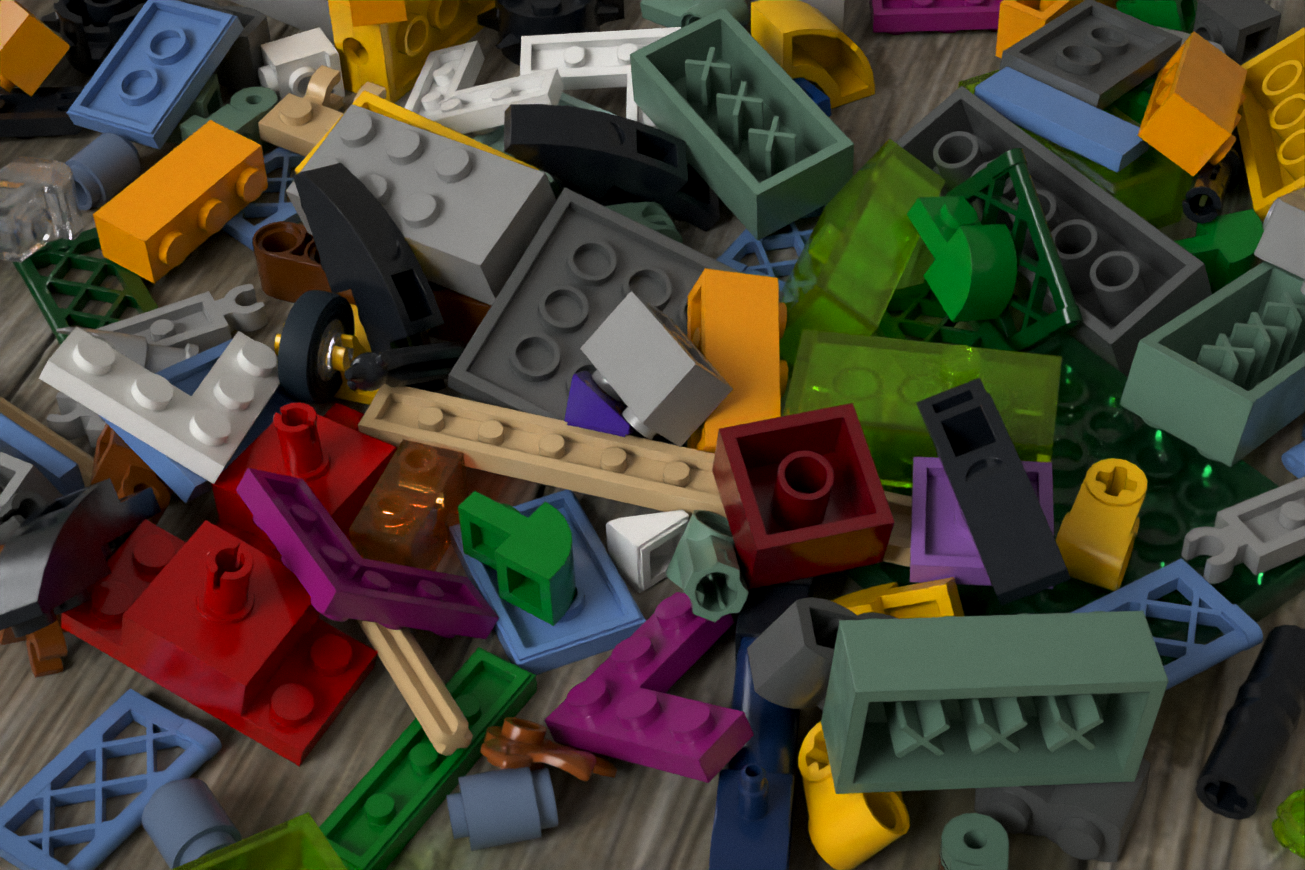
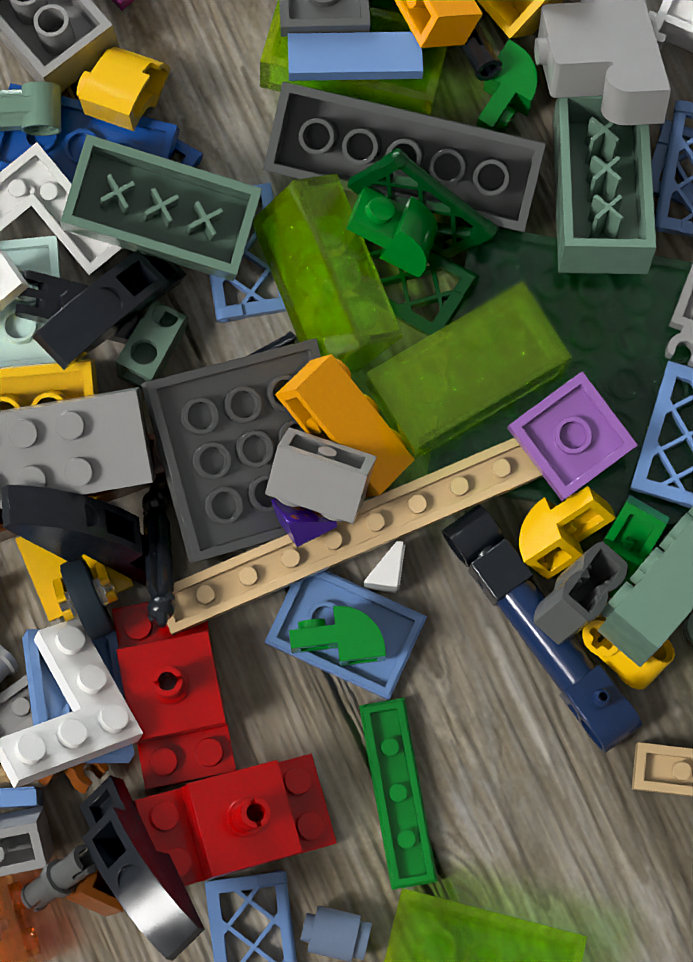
camera: 45 degrees left, 35 degrees up
(355, 587) = (287, 754): magenta plate -> none
(412, 507) = (246, 658): clear orange brick -> none
(420, 687) = (336, 749): tan axle -> none
(502, 807) = (468, 790): sand blue brick -> none
(524, 744) = (461, 747): dark orange plate -> none
(626, 707) = (458, 682): magenta plate -> none
(709, 567) = (441, 566): sand green piece -> none
(801, 495) = (480, 505): dark red brick -> none
(993, 492) = (579, 429): black slope -> none
(1103, 523) = (623, 383): yellow piece -> none

